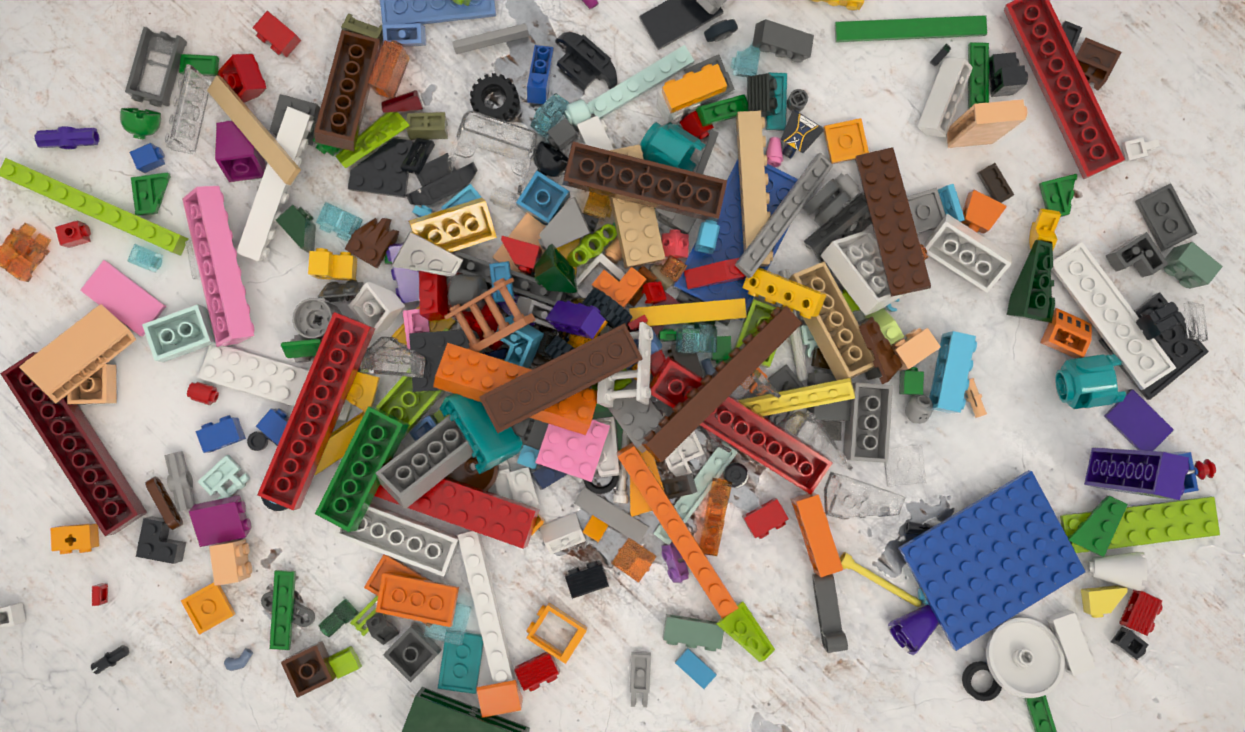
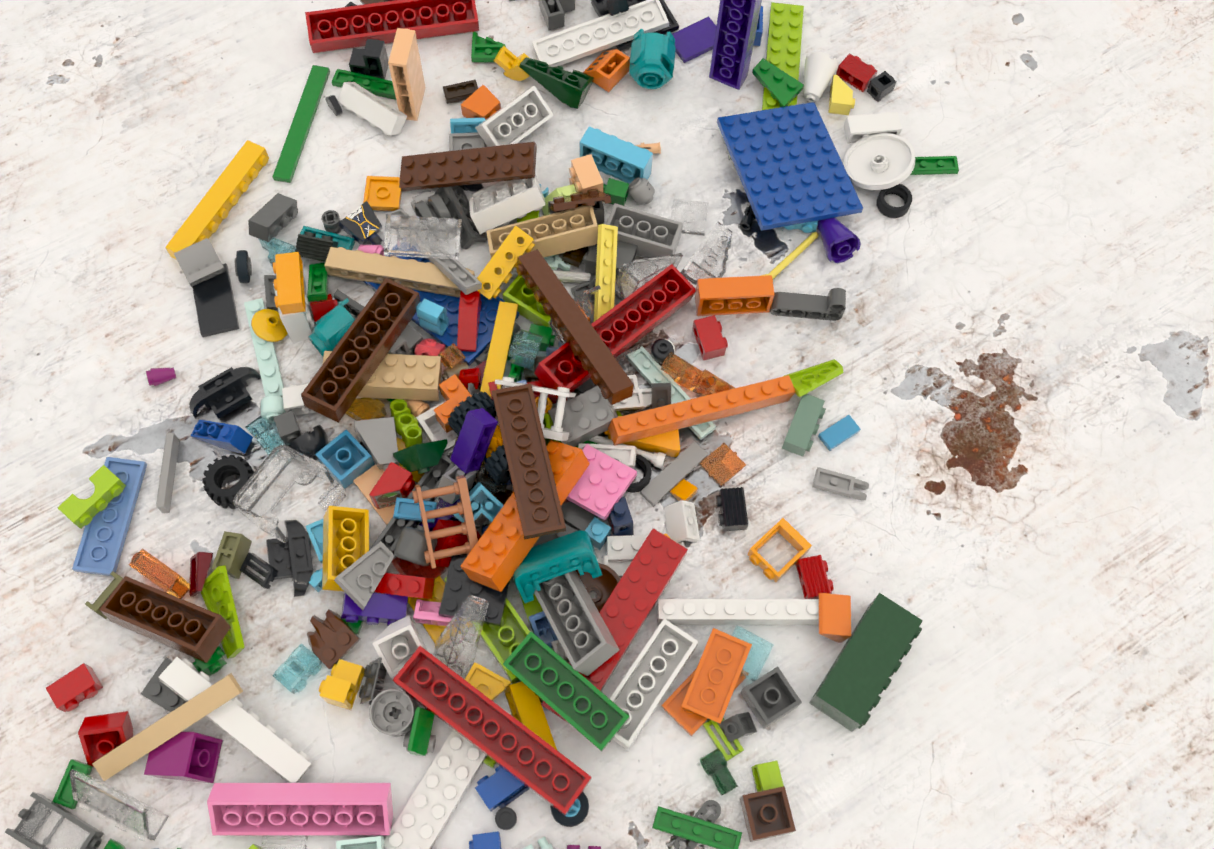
camera: 75 degrees left, 20 degrees down
(299, 227) = (289, 709): dark green slope -> none
(382, 171) = (261, 612): black plate -> none
(405, 34) = (130, 544): medium blue brick -> none
(461, 664) = (794, 654): teal tile -> none
(660, 72) = (265, 329): none -> yellow dish
(676, 571) = (739, 427): medium lavender hinge -> none
(791, 201) = (423, 237): none -> clear slope

